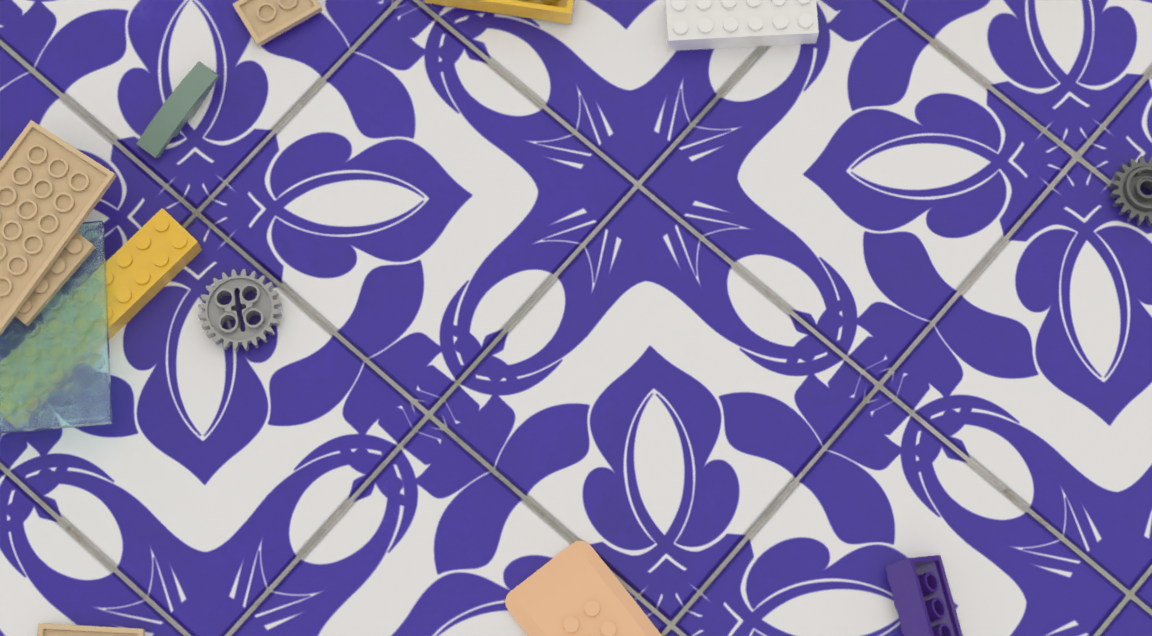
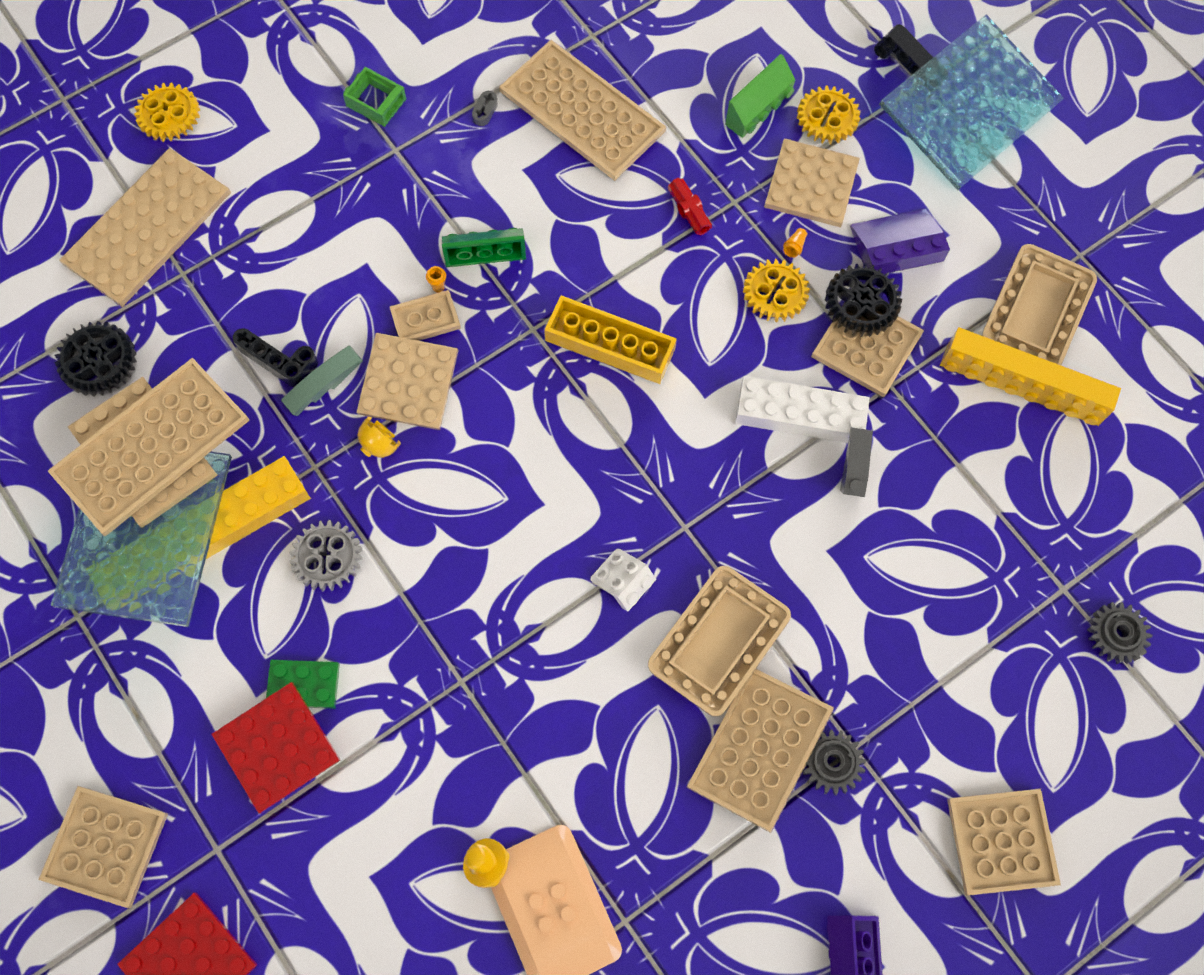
camera: 10 degrees right, 5 degrees down
(111, 93) = (272, 355): none -> black beam
(244, 531) = (275, 747): none -> red plate
(253, 458) = (313, 679): none -> green plate
(260, 164) = (376, 439): none -> yellow cylinder
(277, 88) = (407, 381): none -> tan plate
(506, 598) = (485, 863): none -> yellow plate
(582, 257) = (624, 578): none -> white bracket
(705, 301) = (719, 640): none -> tan wedge
(776, 408) = (760, 749): none -> tan plate
(816, 65) = (857, 462): none -> dark grey slope
(855, 420) = (848, 760): none -> dark grey gear
(1058, 446) = (1003, 842): none -> tan plate

